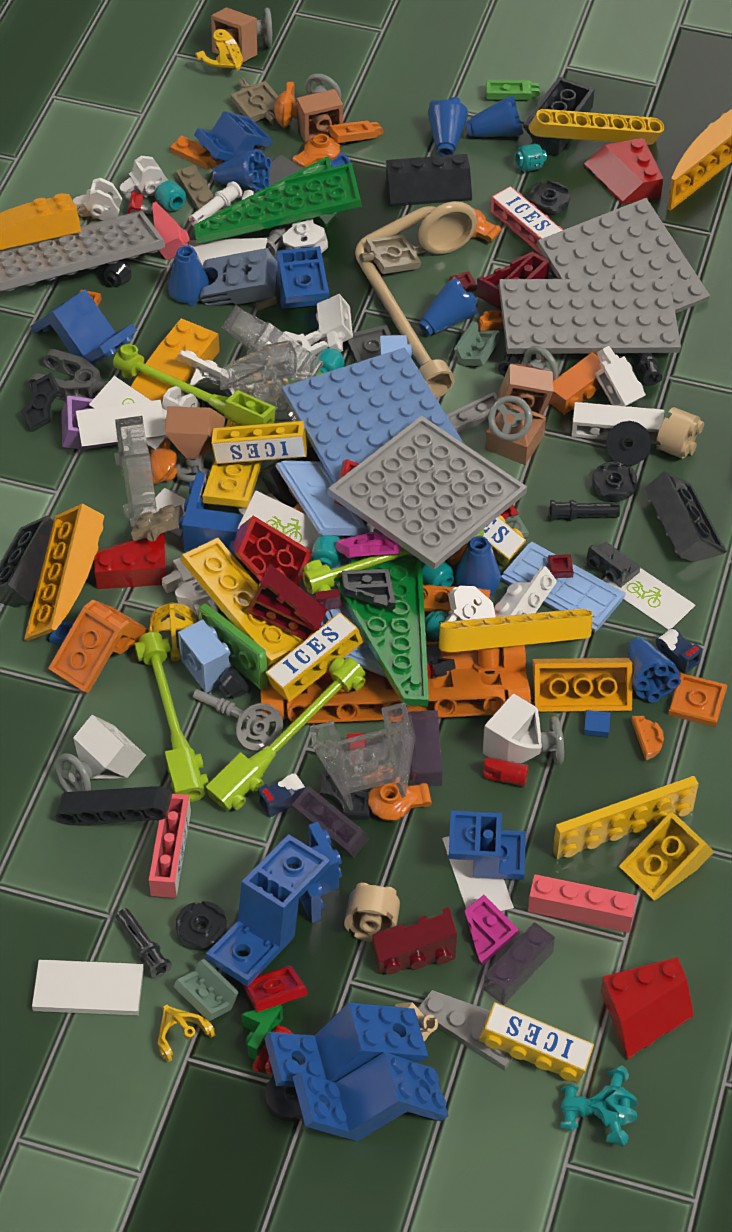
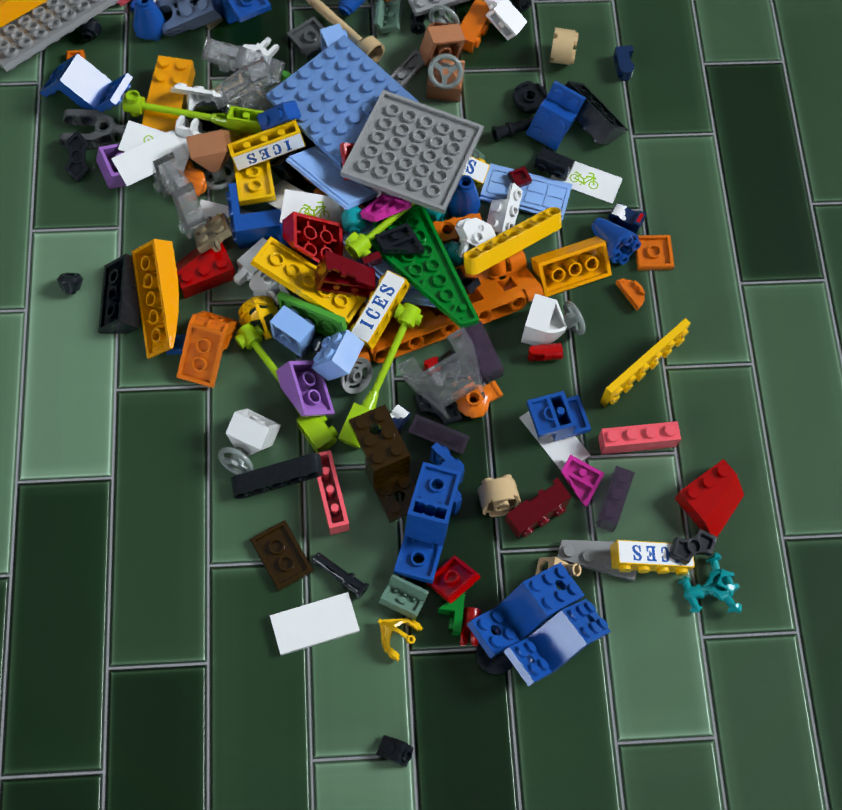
camera: 25 degrees left, 15 degrees up
(83, 900) = (281, 555): none -> dark brown tile
(121, 1160) = (395, 750): none -> black bracket
(191, 719) = (305, 388): none -> medium lavender slope
(198, 915) = (377, 536): black plate -> none
(241, 691) = (337, 355): none -> light blue brick
(246, 818) = (385, 460): none -> dark brown bracket
(287, 410) = (279, 115): none -> blue brick
(332, 360) = (288, 57): teal head -> none
(334, 321) = (276, 26): white hinge -> none
(581, 1045) = (684, 549): none -> black tile
(597, 420) = (514, 49): white brick -> none
(597, 723) = (592, 293): blue tile -> none
(617, 448) = (521, 61): black plate -> none
(633, 507) = (555, 115): none -> blue bracket
(666, 857) = (681, 383): yellow slope -> none

